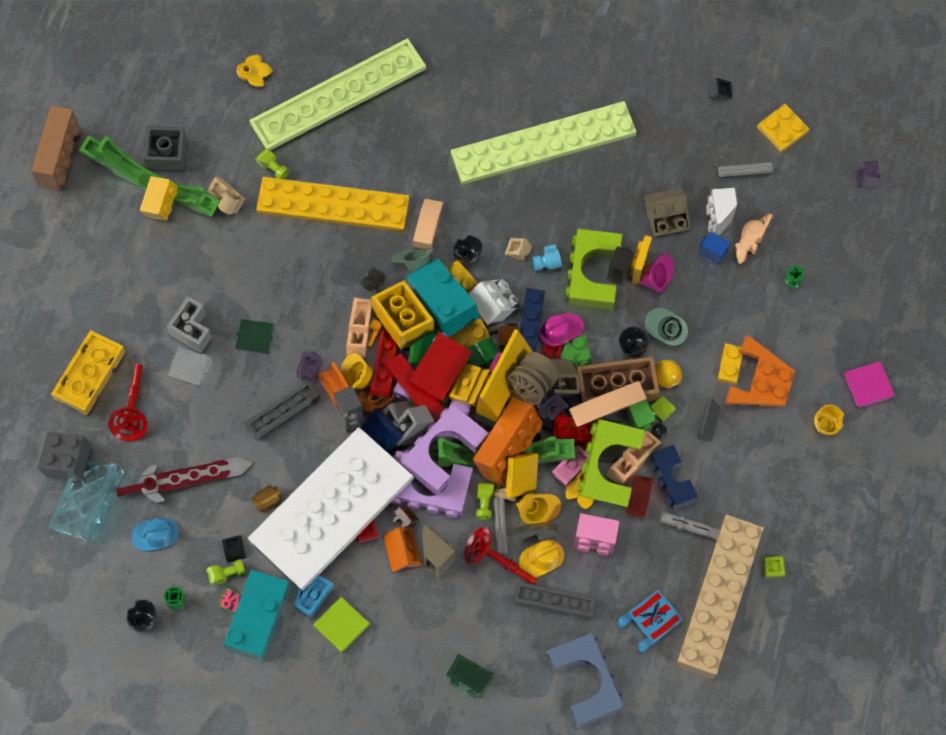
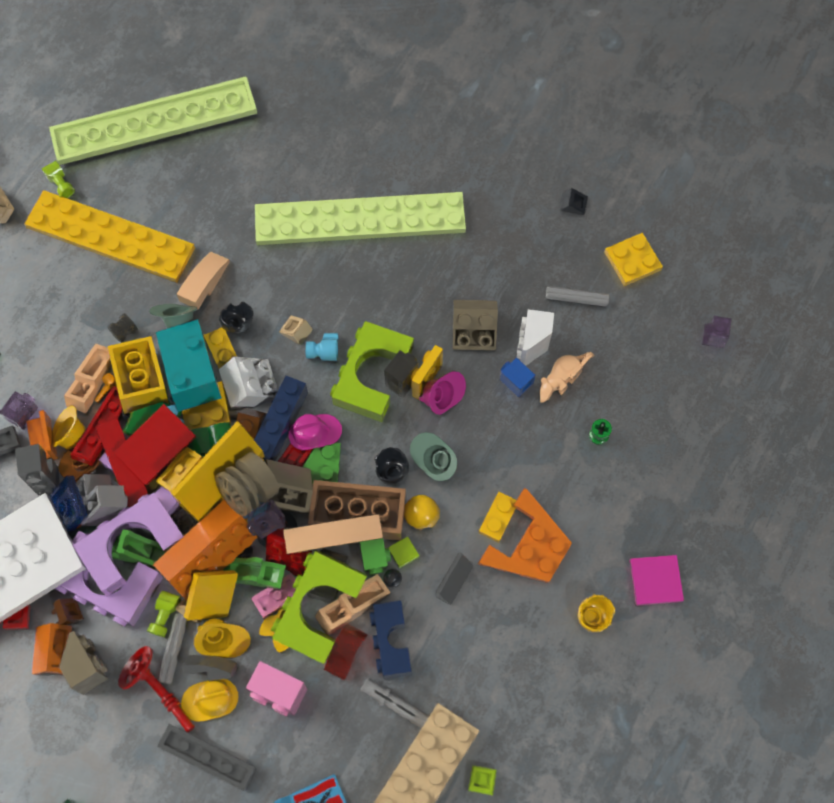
camera: 15 degrees right, 0 degrees up
(255, 70) = (77, 77): yellow plate -> none

